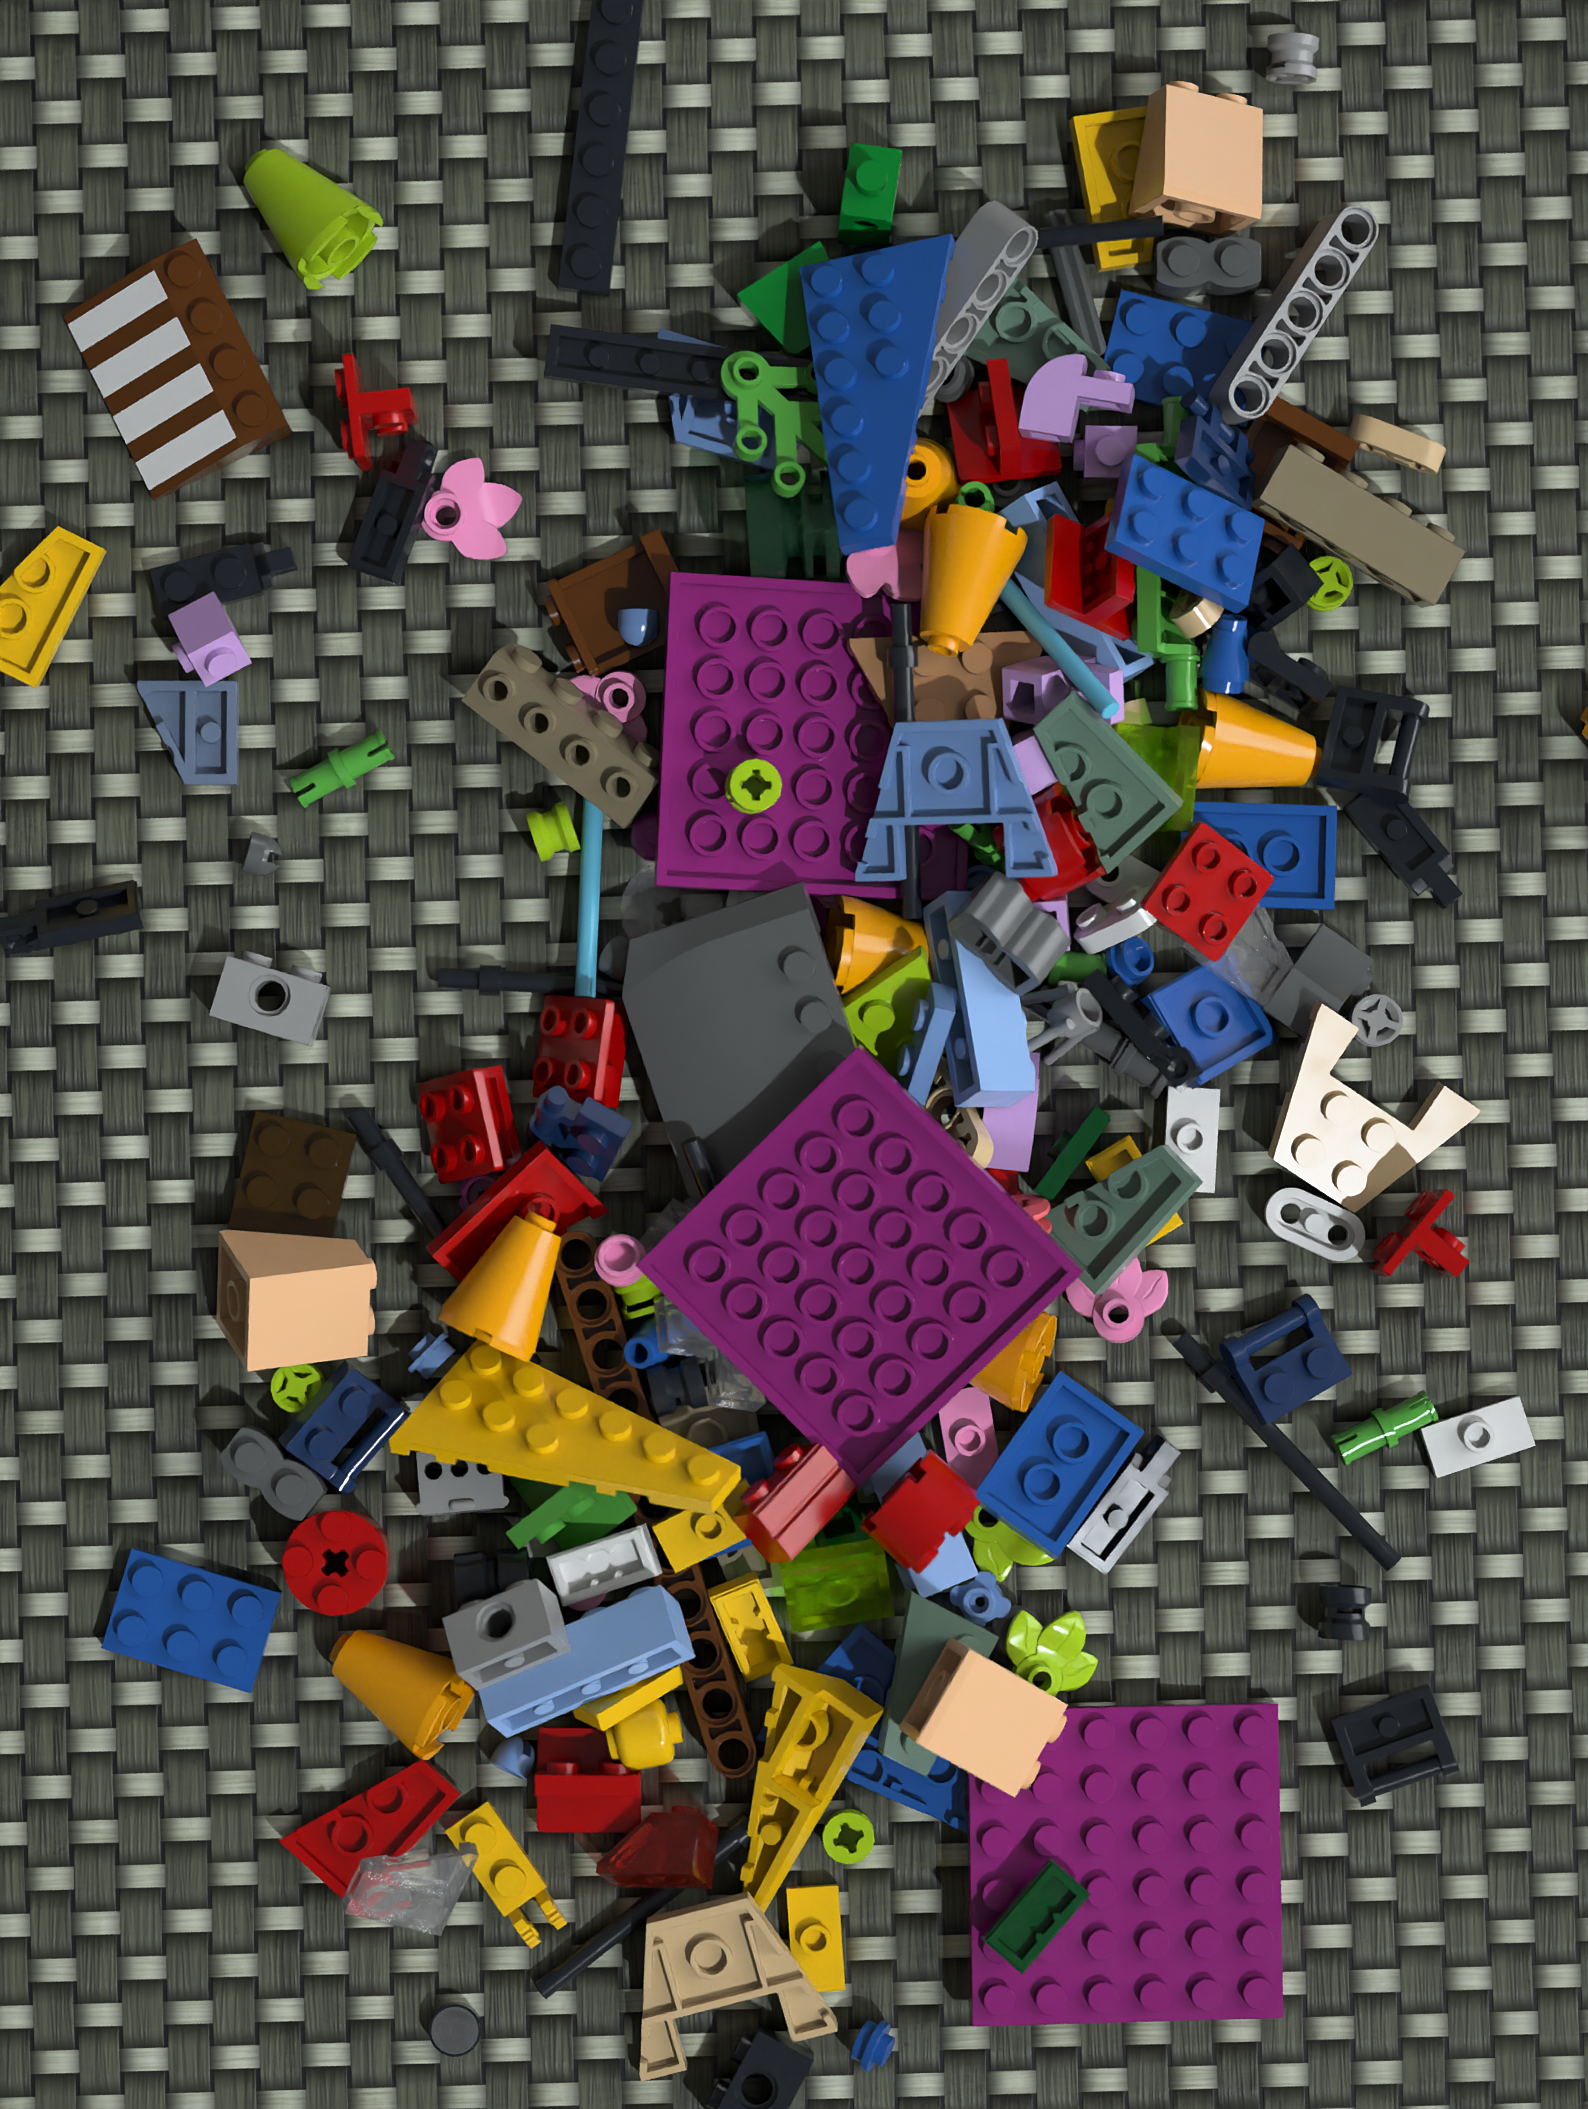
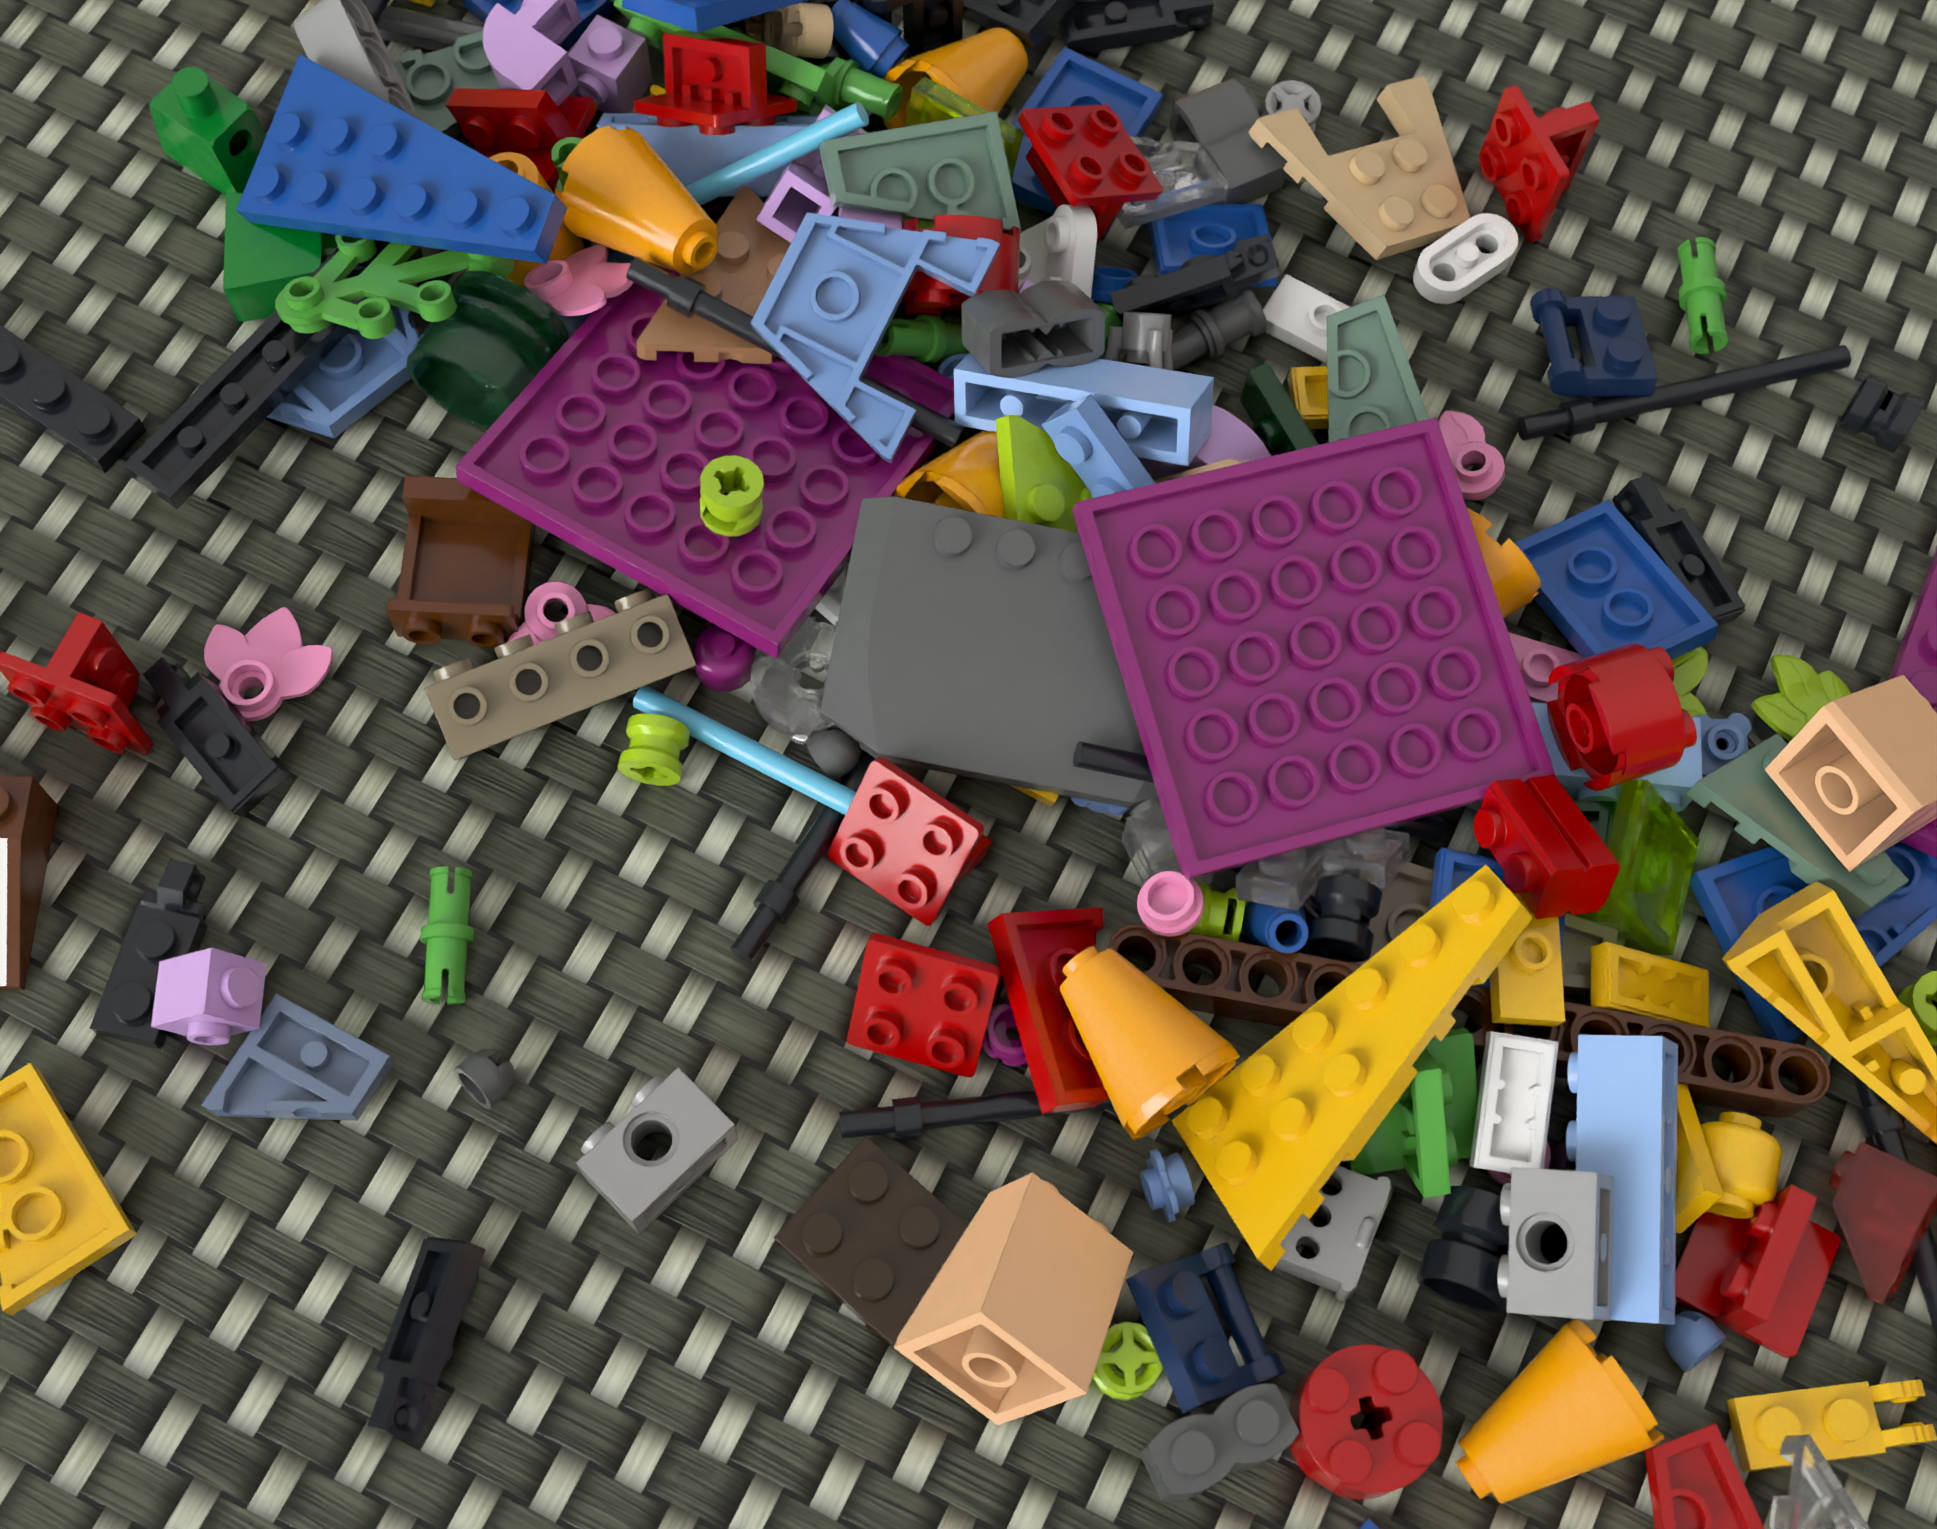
camera: 65 degrees left, 20 degrees down
(585, 1133) = (1016, 865): dark blue plate -> none
(638, 626) = (491, 554): medium blue hinge -> none
(1477, 1436) = (1746, 227): white plate -> none

